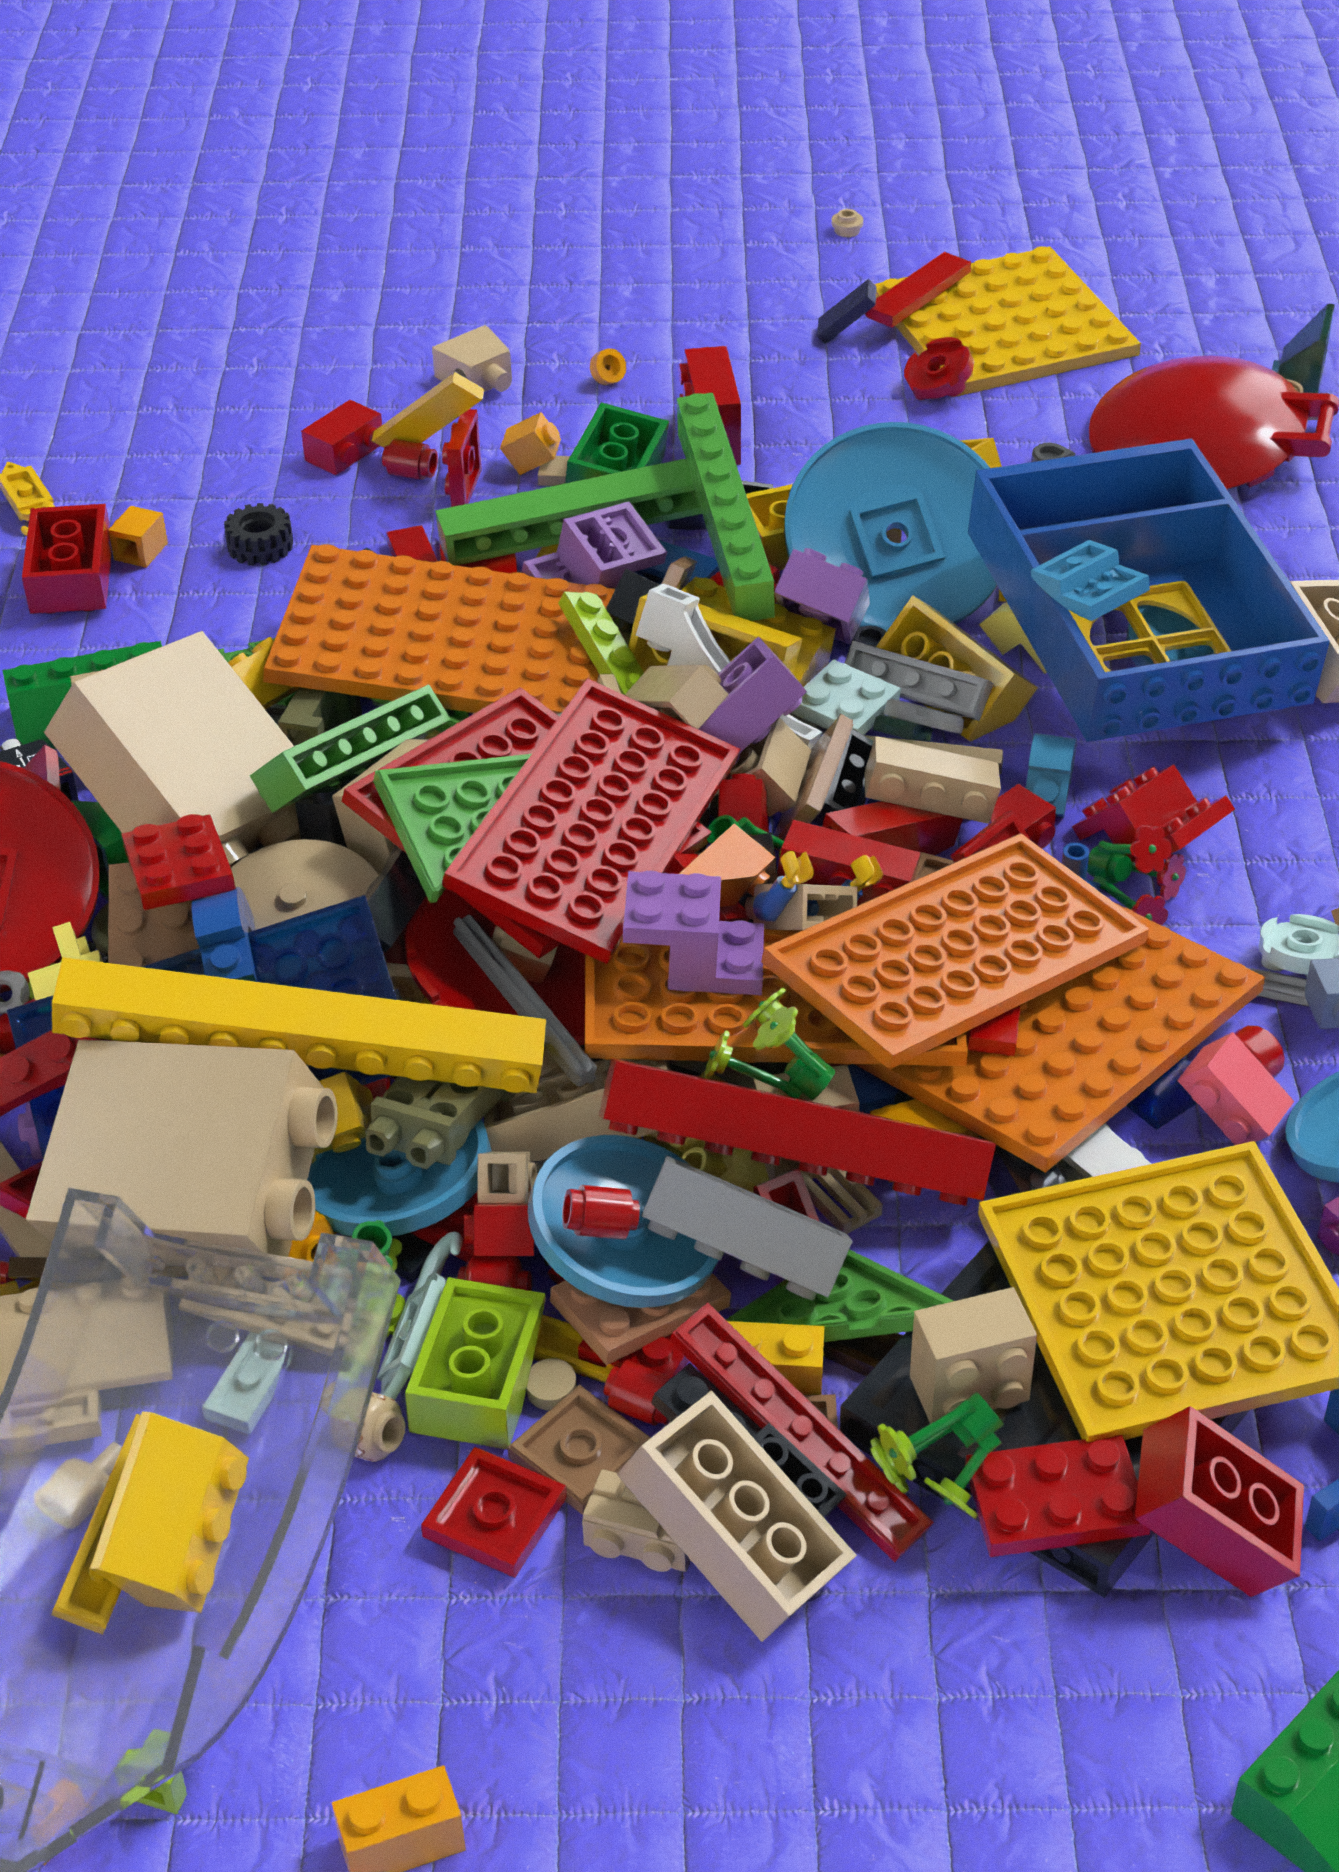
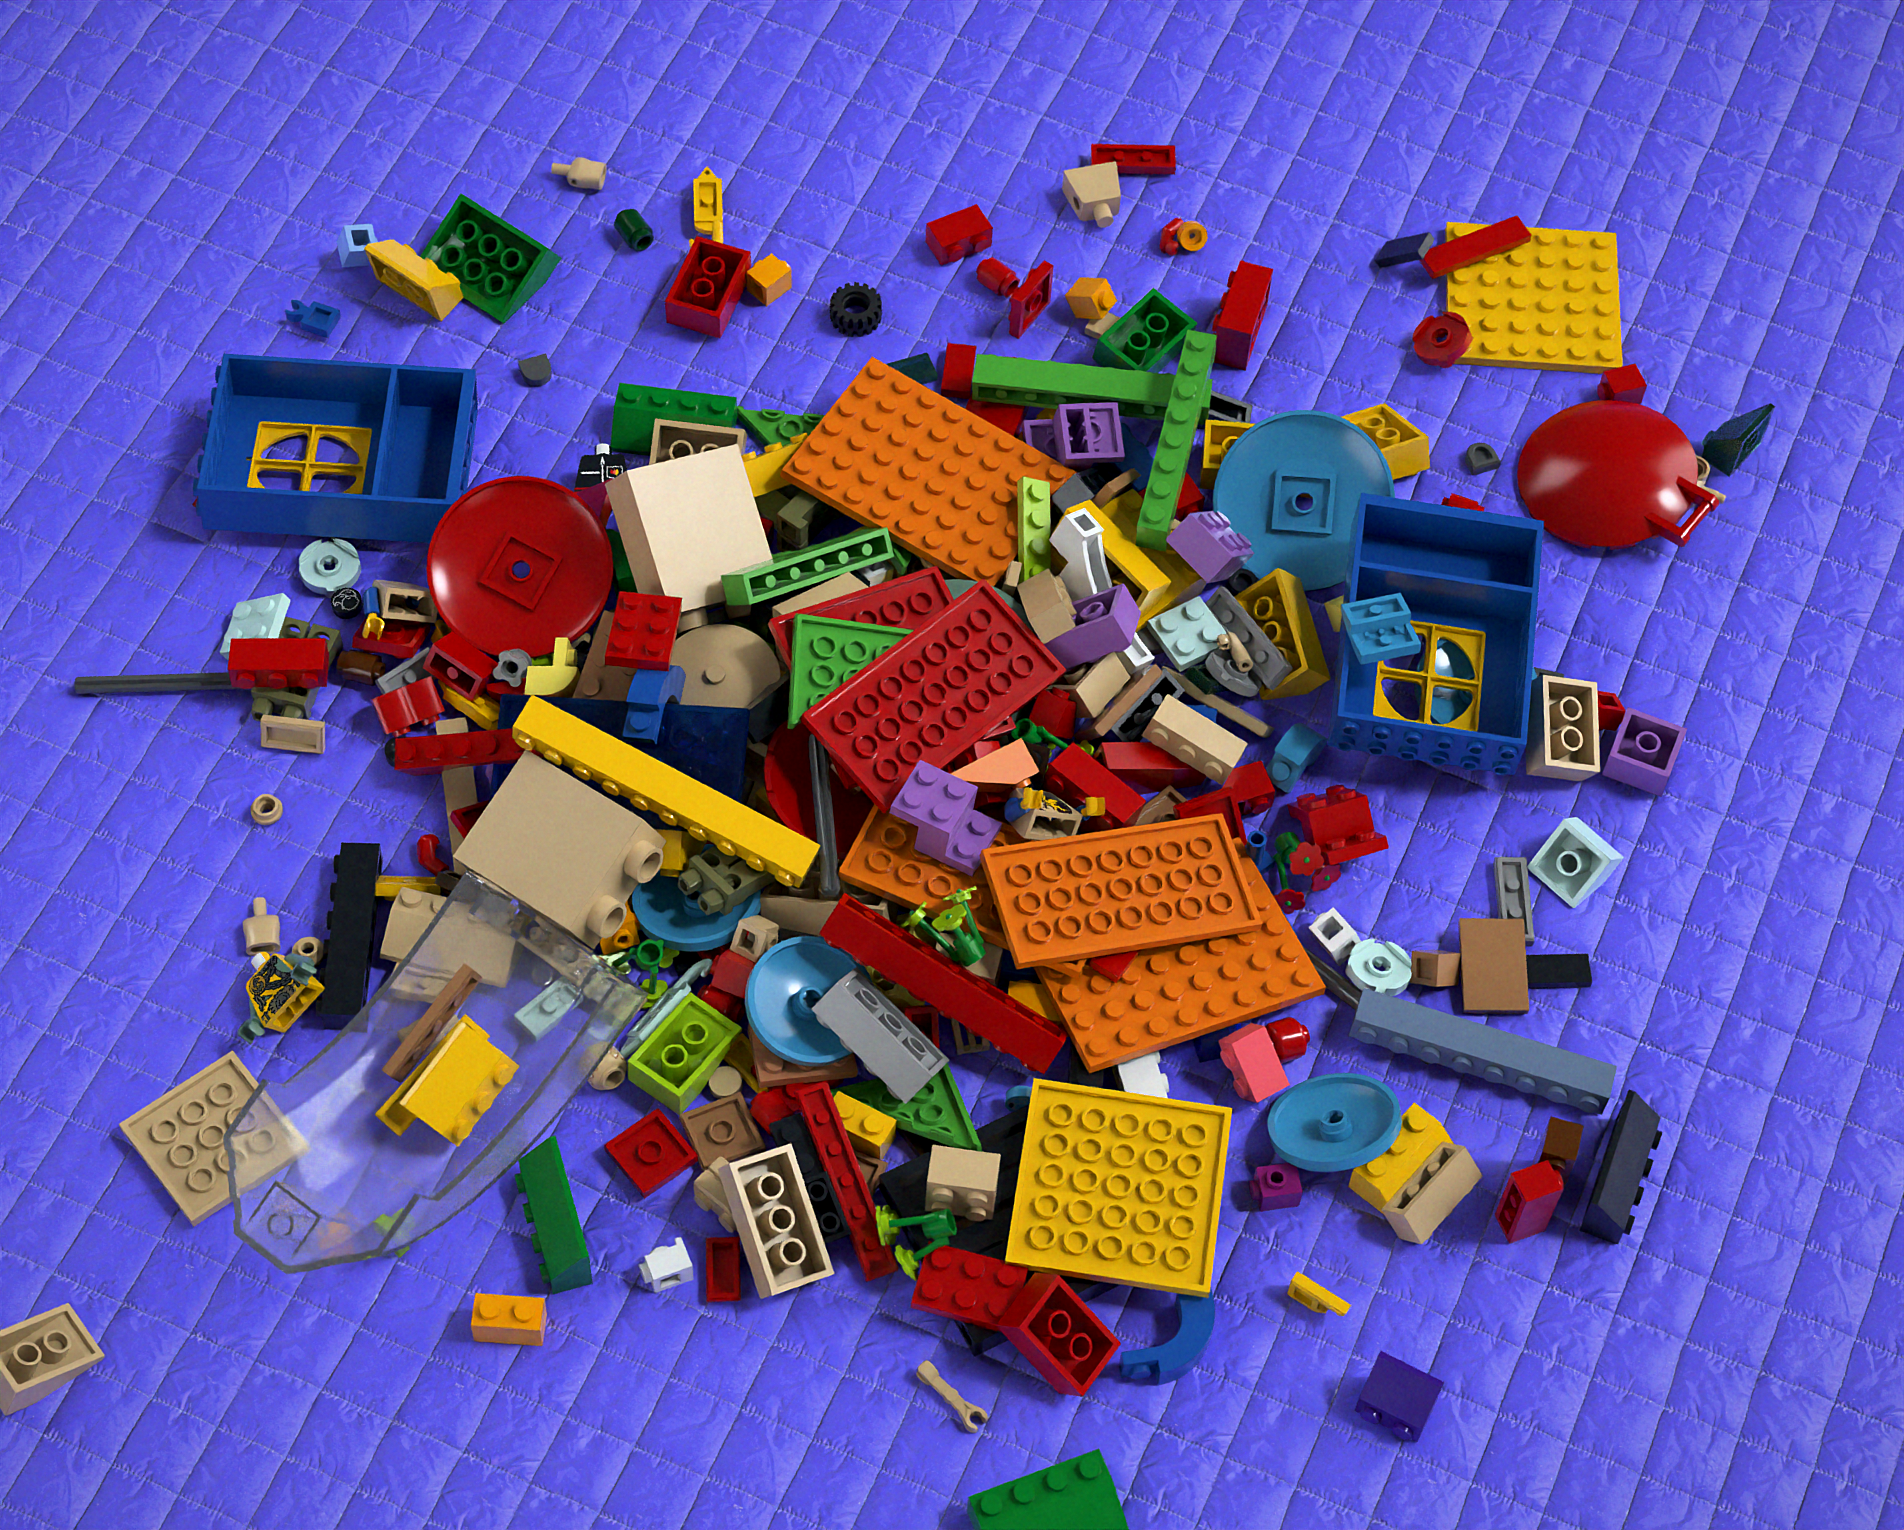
camera: 20 degrees right, 15 degrees up
(90, 1448) = (432, 1023): none -> medium nougat tile
(401, 1648) = (554, 1218): none -> green slope
(431, 411) = (1018, 253): yellow tile -> none
(509, 323) = (1136, 158): none -> red plate
(583, 383) = (1168, 232): none -> red arm
(600, 1212) = (788, 996): red brick -> none
(602, 1651) = (667, 1266): none -> white brick
(684, 1625) = (723, 1269): none -> red tile
(847, 223) = (1469, 142): tan plate -> none
(913, 691) = (1237, 650): none -> tan arm
(962, 1246) = (1017, 1097): none -> dark azure tile
(1062, 1644) = (930, 1376): none -> tan piece
(1151, 349) = (1622, 384): none -> red brick
(1228, 929) = (1334, 935): none -> white brick

